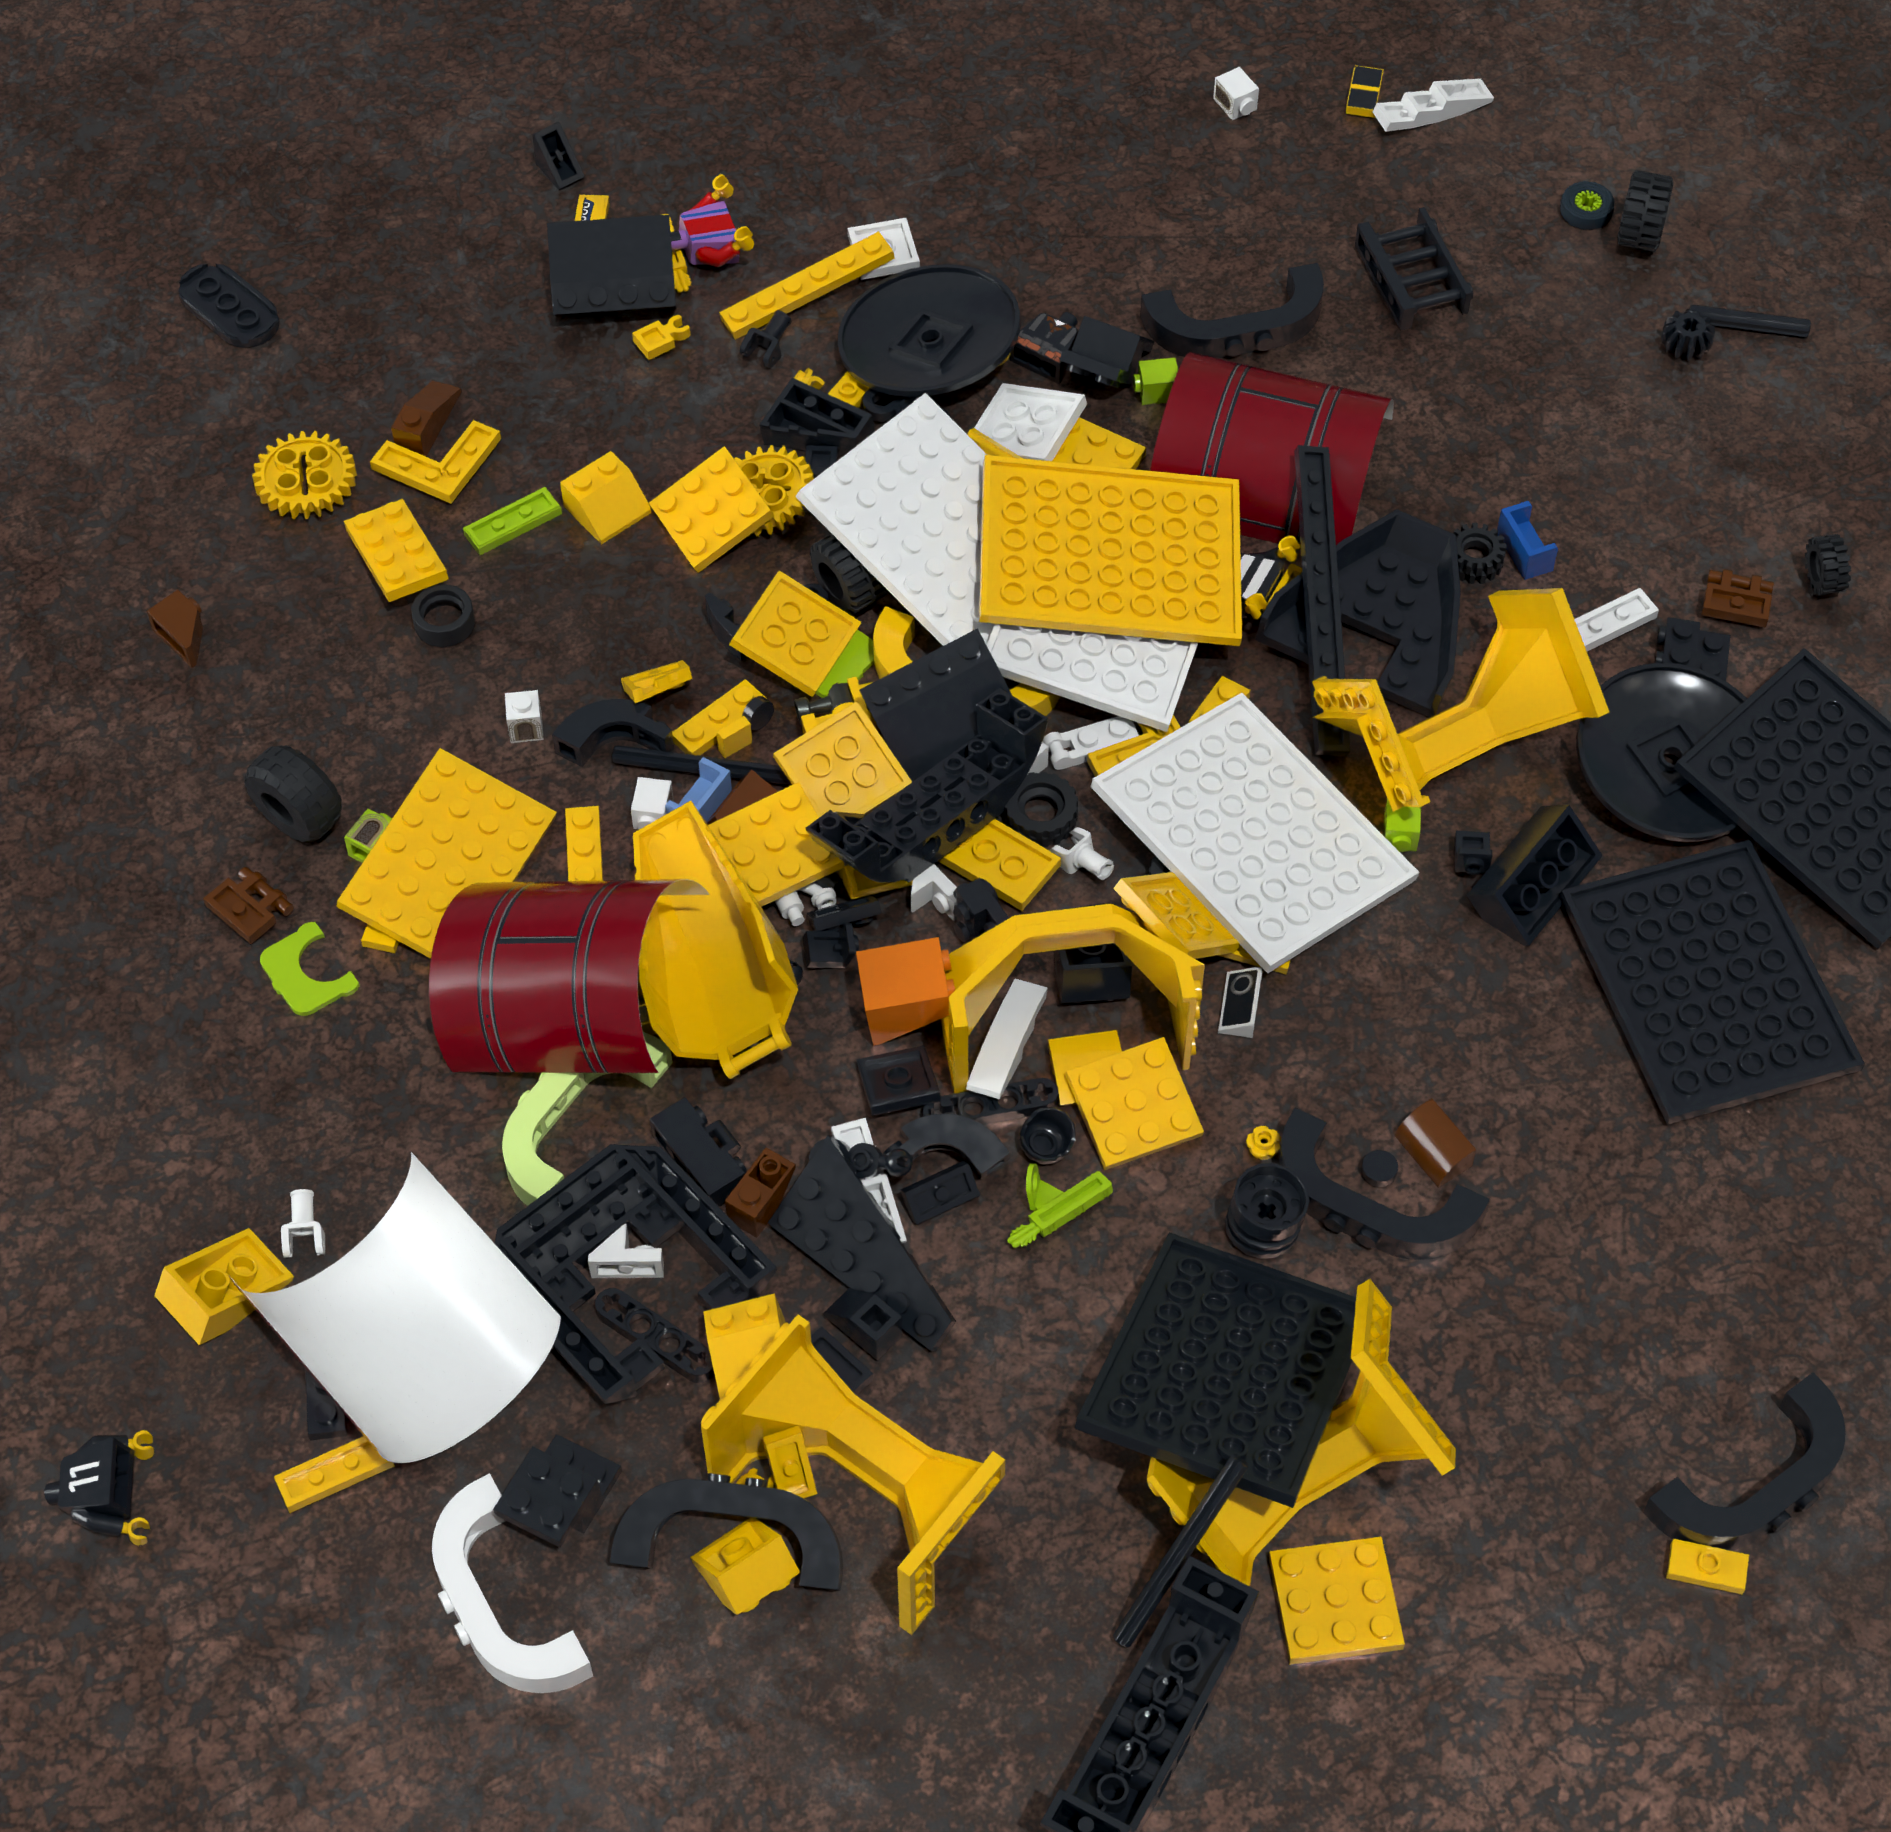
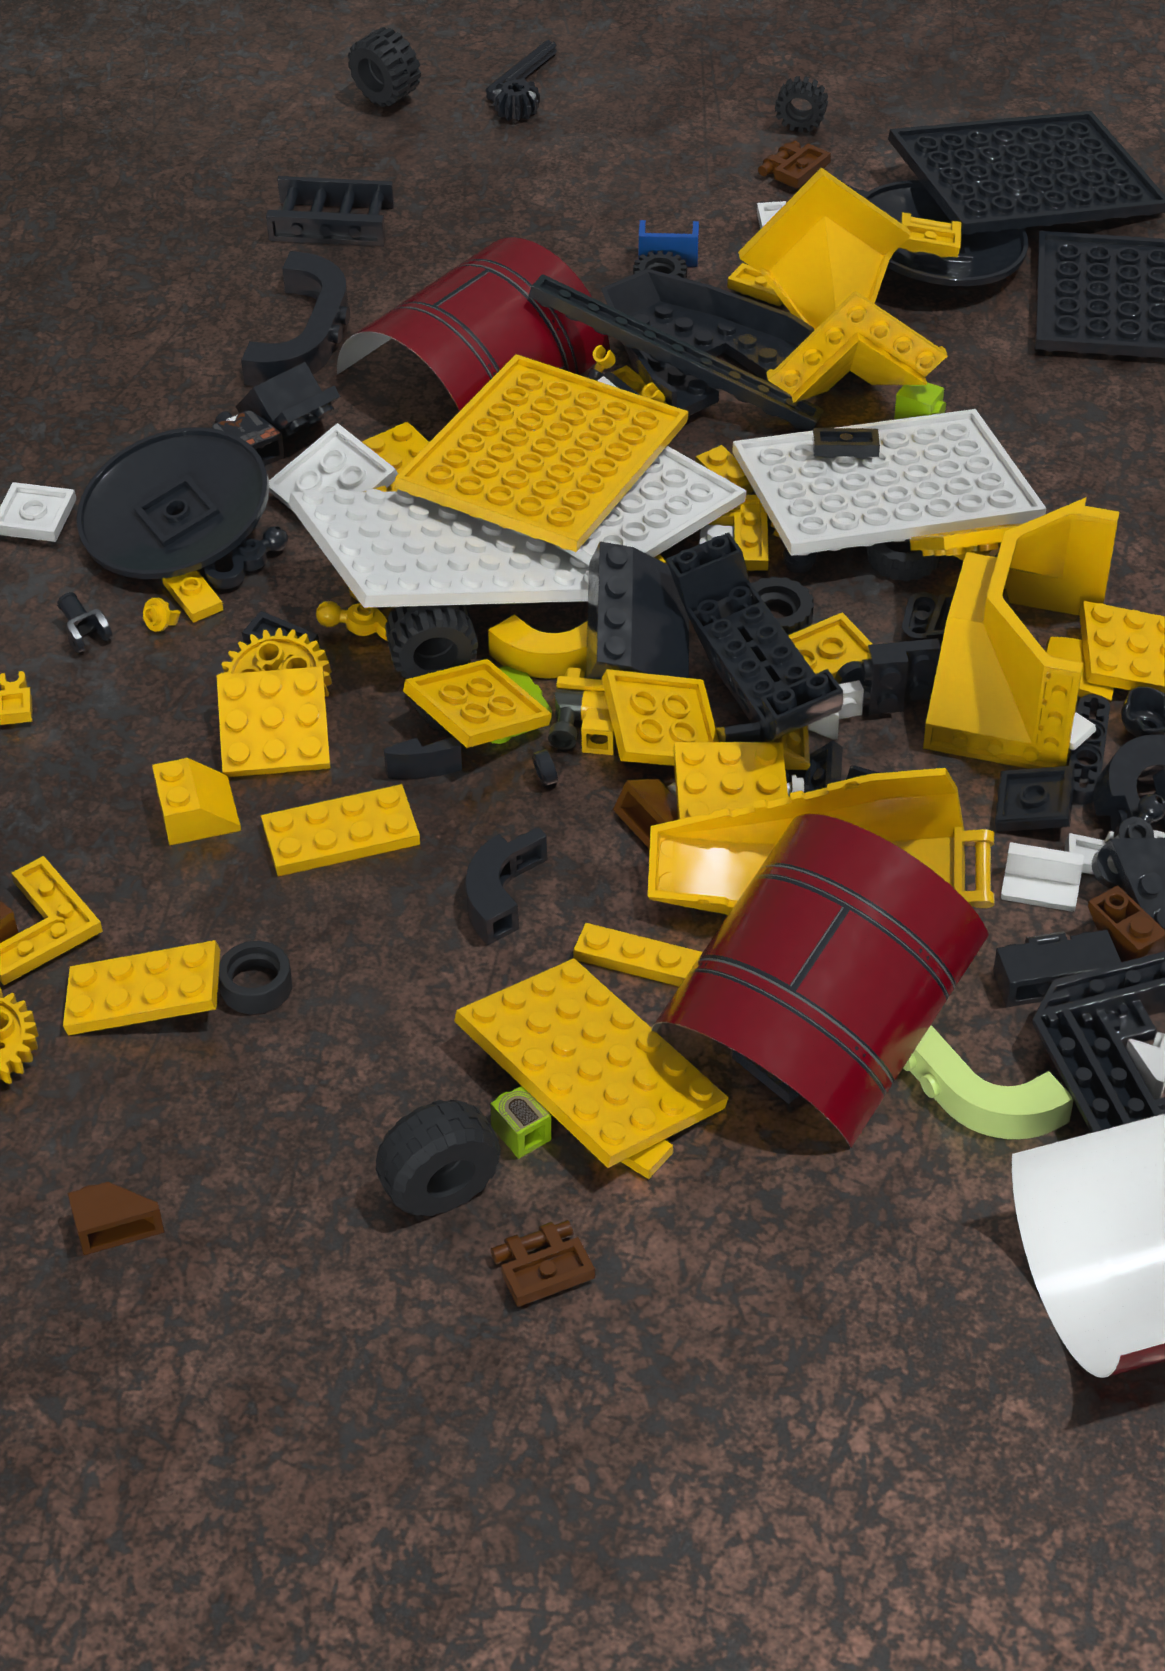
camera: 65 degrees left, 10 degrees down
(200, 1289) = (1056, 1428): yellow slope -> none
(300, 992) = (636, 1259): lime piece -> none
(302, 1223) = (1002, 1328): white piece -> none
(512, 521) = (162, 889): lime tile -> none
(524, 716) = (439, 944): white brick -> none
(628, 606) = (340, 830): none -> yellow plate
(650, 801) = (612, 879): white brick -> none
(654, 681) = (460, 829): yellow wing -> none
(690, 763) = (578, 831): black axle -> none
(701, 730) = (528, 799): yellow plate -> none
(708, 790) = (622, 837): medium blue panel -> none
(734, 736) = (564, 792): yellow tile -> none
(802, 1115) = (1042, 877): none -> white panel
(807, 284) = (39, 575): yellow plate -> none
(814, 418) = (214, 615): black wedge -> none
(904, 987) = (958, 736): orange slope -> none
(1083, 856) = (845, 599): white piece -> none
(1155, 380) = (348, 384): lime brick -> none
(1236, 93) = (48, 242): white brick -> none
(1275, 776) = (846, 442): none -> black plate
(1364, 91) = (106, 178): black tile -> none
(1438, 104) = (158, 146): white slope -> none
(1472, 852) = (970, 376): black bracket -> none
(1526, 880) = (1007, 349): black slope -> none
(1591, 195) = (336, 106): black bush -> none
(1634, 742) = (932, 236): none -> yellow plate

